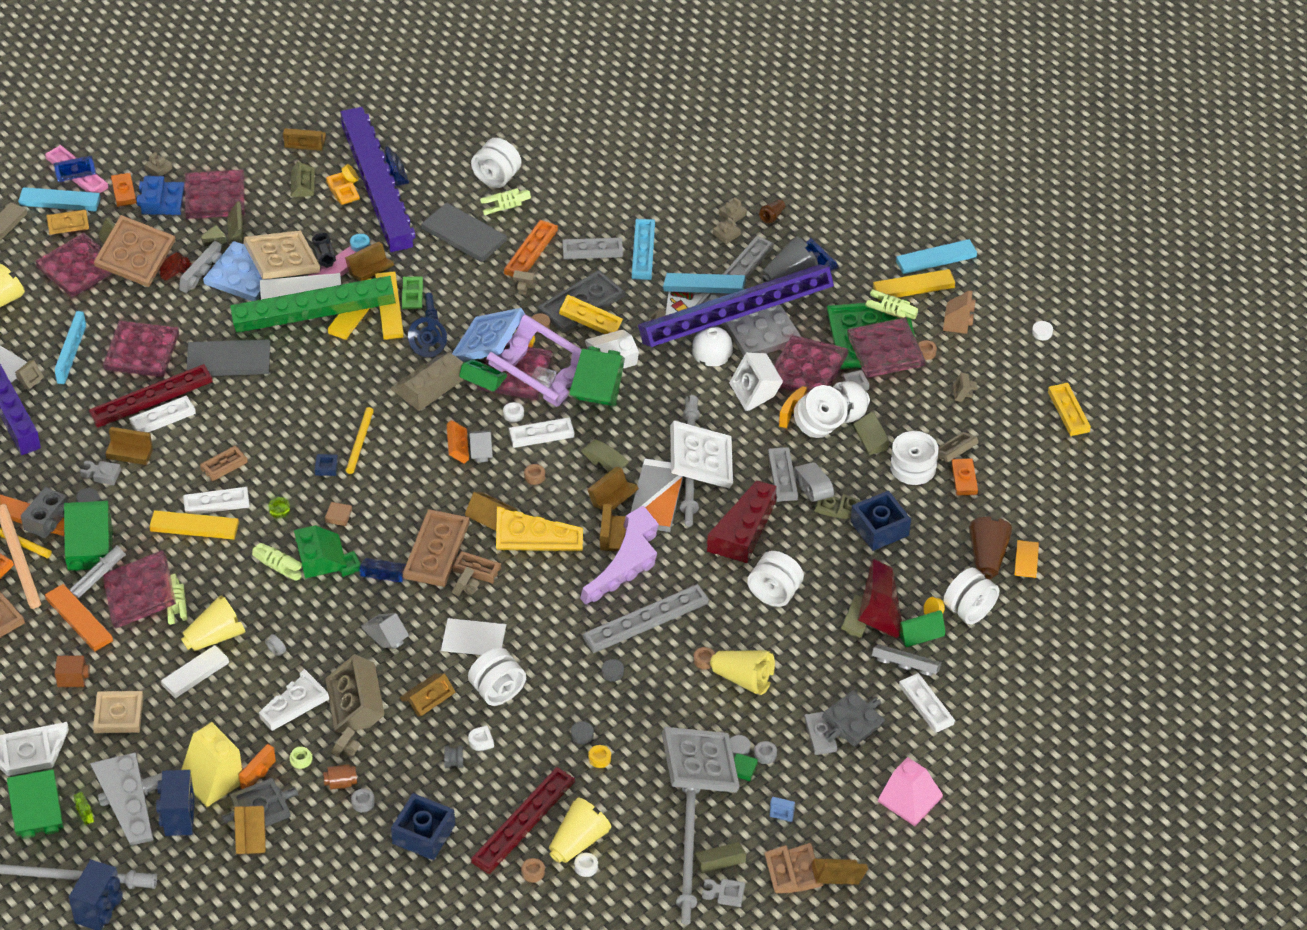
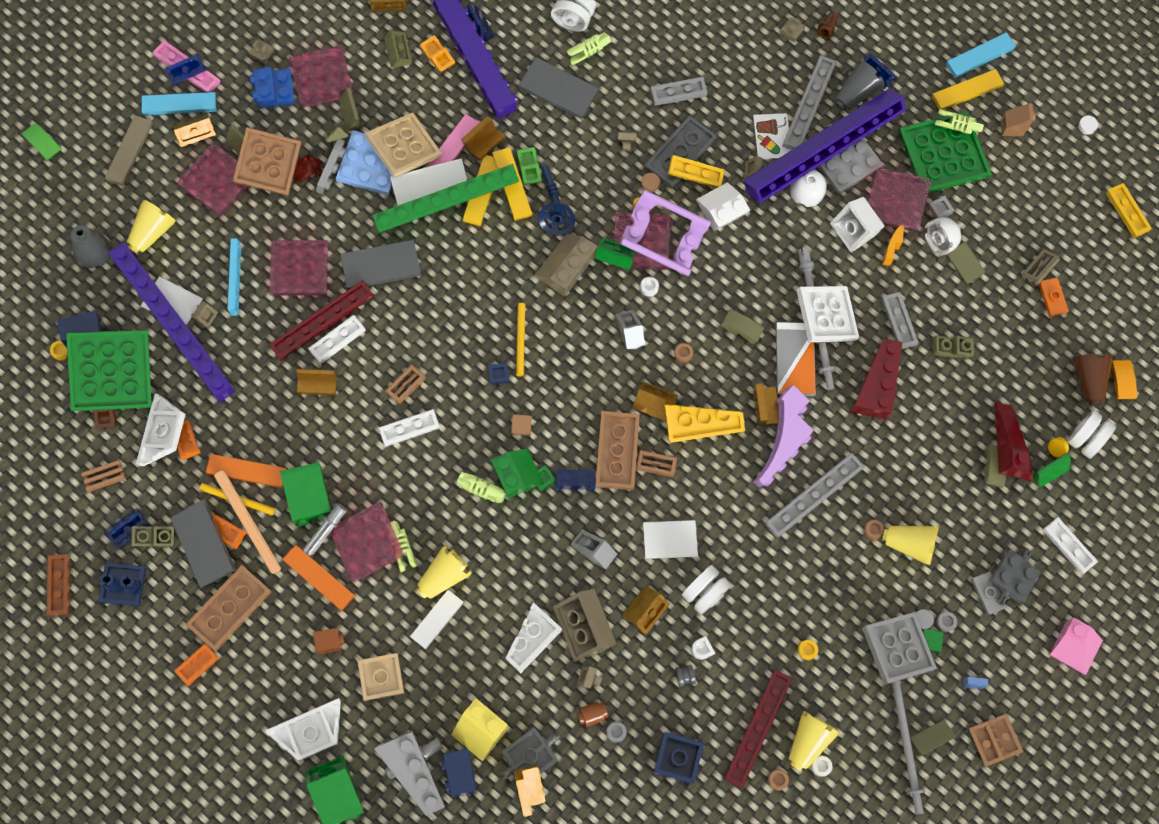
camera: 15 degrees left, 25 degrees up
(44, 512) = (256, 472): dark grey brick -> none
(83, 808) = (376, 787): clear neon green tile -> none
(88, 495) = (293, 444): dark grey tile -> none
(102, 473) = (300, 412): light grey plate -> none
(123, 189) = (235, 83): orange plate -> none
(194, 525) = (395, 458): yellow tile -> none
(257, 767) = (519, 717): orange plate -> none
(275, 645) = (501, 581): light grey tile -> none
(279, 507) = (467, 426): clear neon green tile -> none
(303, 754) = (552, 691): yellowish green plate -> none
(324, 249) = (439, 131): black piece -> none
(350, 174) = (441, 37): yellow tile -> none
(359, 242) = (469, 117): medium azure tile -> none
(457, 441) = (609, 330): orange plate -> none
(466, 582) = (651, 485): dark tan tile -> none
(488, 334) = (611, 210): light blue plate -> none
(531, 248) = (623, 99): orange tile -> none
(541, 432) = (678, 305): white tile -> none
(544, 376) = (671, 250): clear plate -> none
(582, 733) = (788, 628): dark grey tile -> none
(598, 376) = (721, 246): green slope -> none
(611, 489) = (757, 364): pearl gold panel -> none
(612, 670) = (799, 556): dark grey tile -> none
(643, 249) = (722, 84): medium azure tile -> none
(704, 283) = (787, 118): medium azure tile -> none
(727, 231) = (792, 53): dark tan tile -> none
(727, 892) = (948, 776): light grey plate -> none
(775, 578) = (922, 443): white wheel -> none
(813, 482) = (931, 329): light grey beam -> none
(820, 411) = (922, 252): white wheel -> none
(838, 871) = (1035, 739): pearl gold panel -> none
(880, 520) = (996, 361): dark blue brick -> none
(886, 347) = (962, 169): clear pink plate -> none
(906, 660) = (1046, 505): light grey plate -> none
(914, 457) = (1011, 288): white wheel -> none
(928, 349) = (994, 160): medium nougat tile -> none
(963, 387) = (1034, 201): dark tan tile -> none

